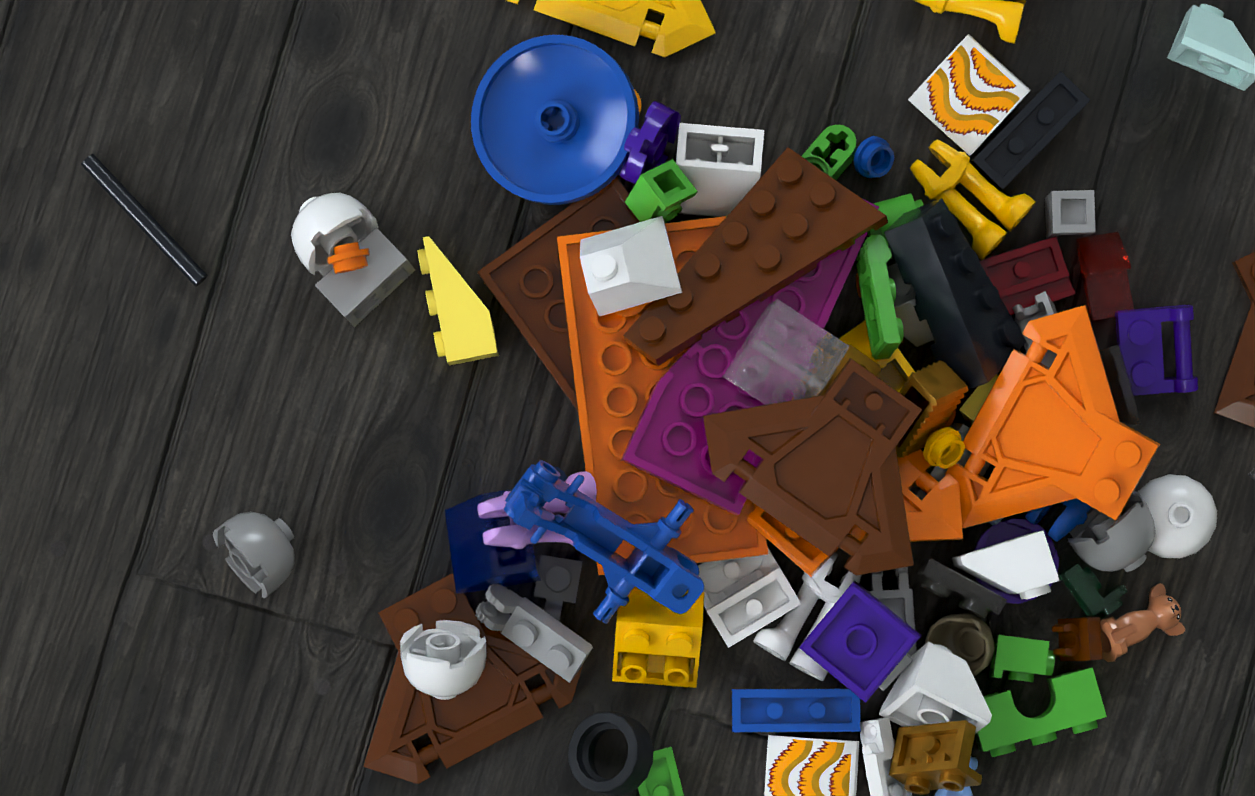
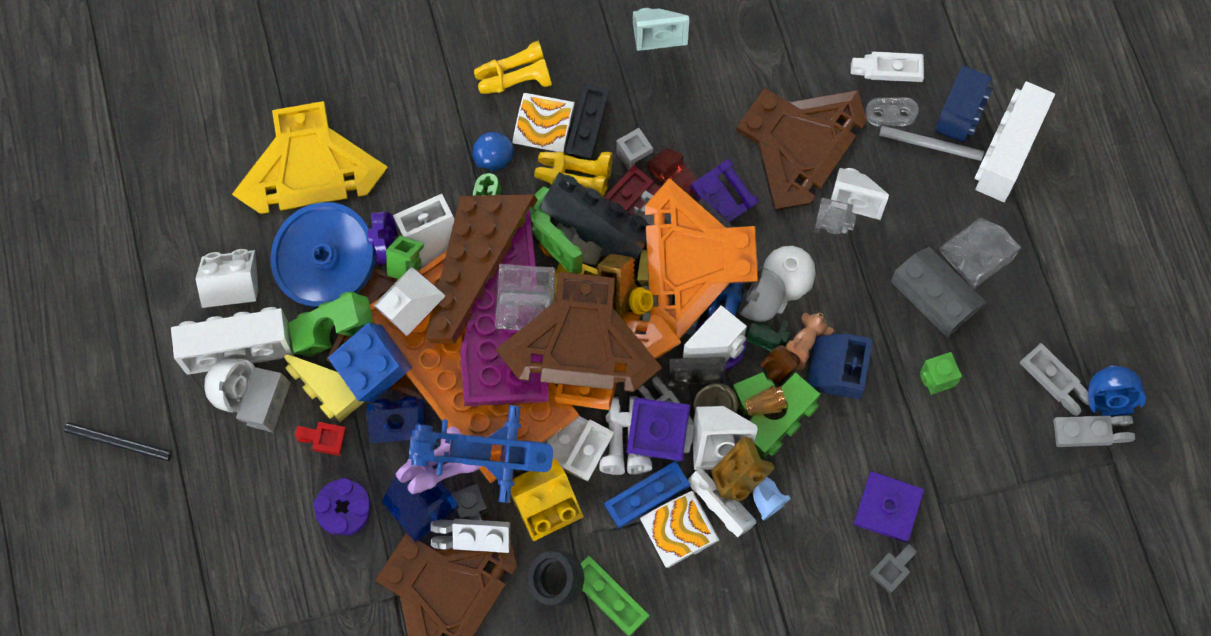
camera: 30 degrees left, 15 degrees down
(257, 550) = (283, 583): light grey cylinder -> none
(348, 258) = (246, 389): orange plate -> none
(374, 506) = (341, 523): none -> dark purple plate
(376, 178) = (245, 336): none -> white brick
(409, 73) = (227, 278): none -> white slope
(418, 380) = (325, 439): none -> red plate
(443, 658) = (428, 581): white cylinder -> none
(503, 420) = (383, 429): none -> clear blue brick
(531, 320) = (370, 362): none -> blue brick
(539, 235) = (312, 329): none -> bright green arch
(873, 96) = (492, 151): none -> blue hair
(873, 157) = (511, 181): blue plate -> none
(1027, 688) = (768, 401): none -> clear orange cone
(1160, 690) = (840, 364): none -> dark blue slope

